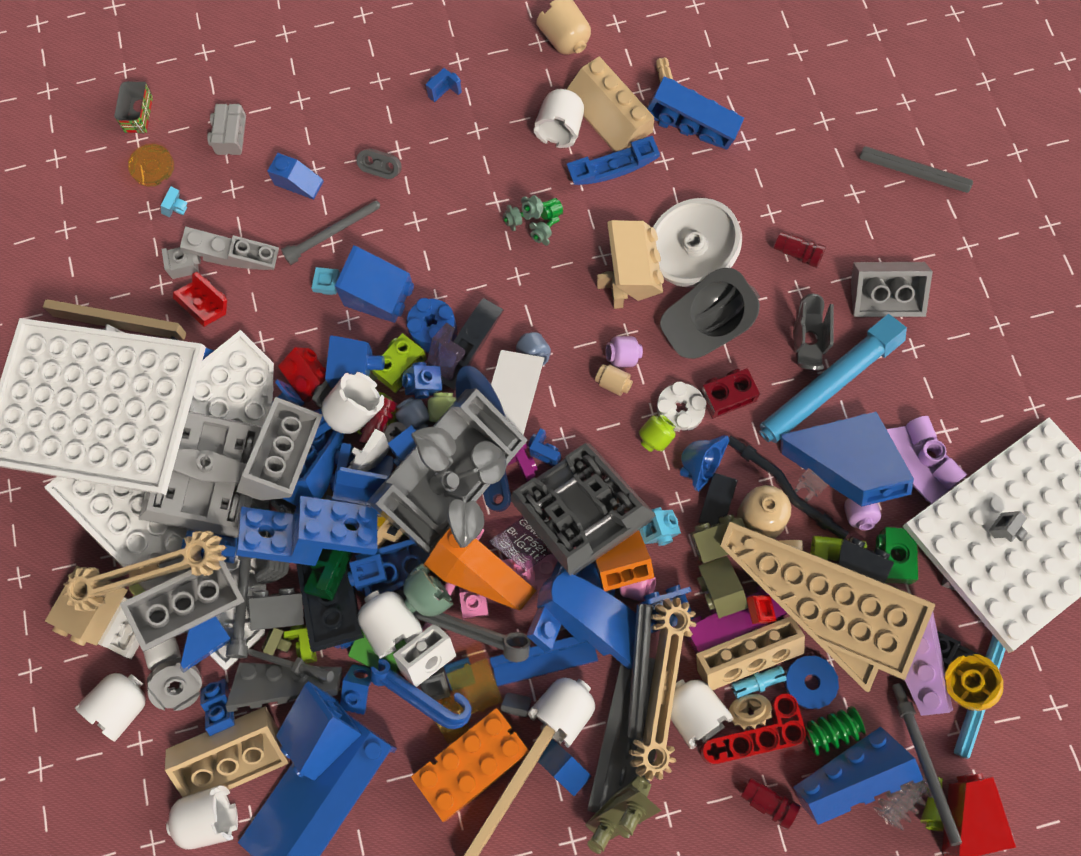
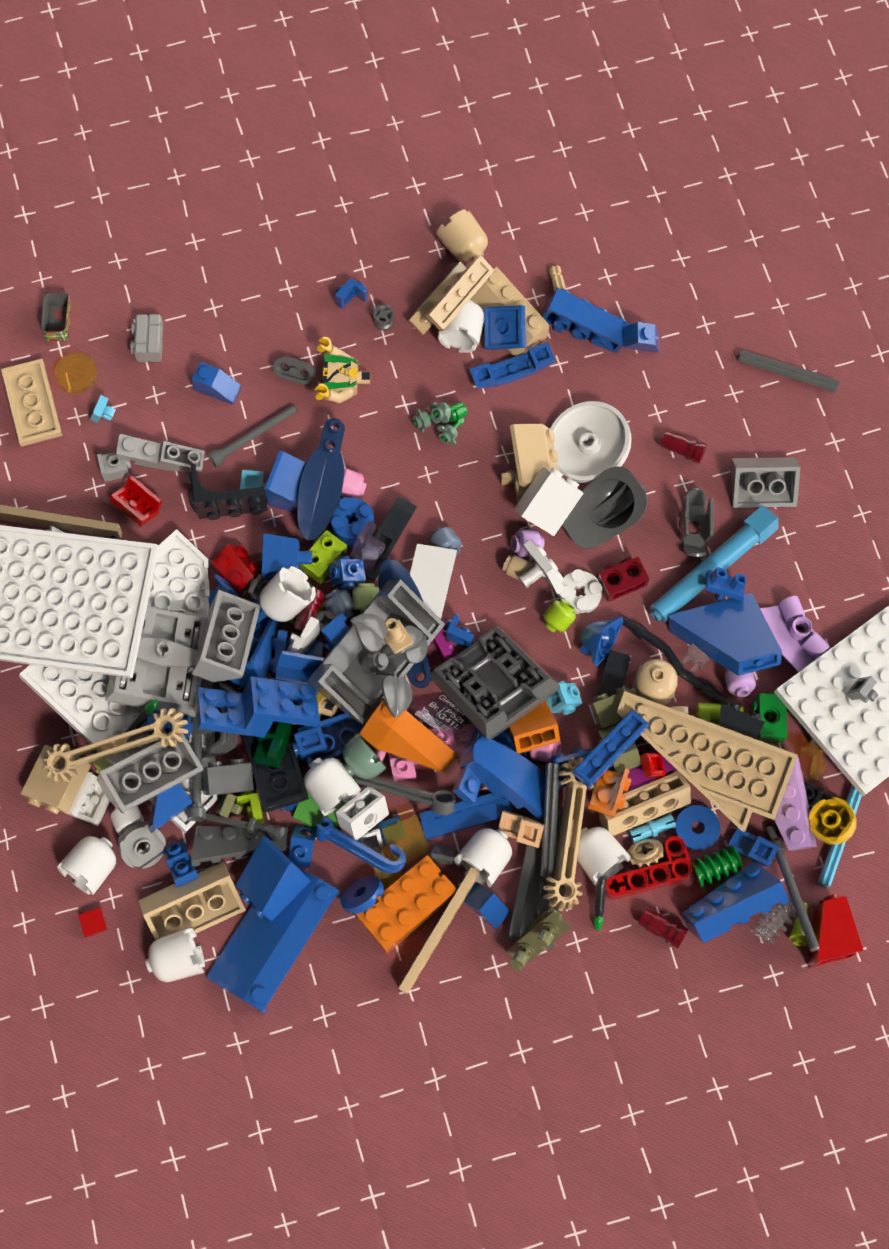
camera: 10 degrees left, 0 degrees up
(101, 195) = (31, 402): none -> tan plate
(115, 772) = (93, 922): none -> red tile
(176, 543) = (141, 718): none -> black piece
(295, 302) = (225, 503): none -> black bracket
(399, 281) = (321, 482): none -> dark blue plant
(418, 752) = (361, 894): none -> blue tile
(427, 168) = (339, 374): none -> torso
(431, 284) = (353, 484): none -> bright pink head
(469, 452) = (397, 636): none -> tan bracket
(478, 104) = (384, 312): none -> flat silver wheel
(549, 84) = (451, 295): none -> tan fence
(606, 119) = (504, 327): none -> blue tile
(607, 678) = (521, 828): none -> light nougat slope
(639, 379) = (542, 567): none -> white plate
(648, 304) = (549, 500): none -> white brick
(696, 771) = (599, 903): none -> black piece
(709, 640) = (608, 792): none -> orange bracket
(711, 590) = (610, 749): none -> blue tile
(754, 130) = (641, 337): none -> blue slope
(845, 402) = (725, 585): none -> blue hips
(878, 709) = (753, 847): none -> blue slope
(953, 613) = (818, 766): none -> clear yellow bracket

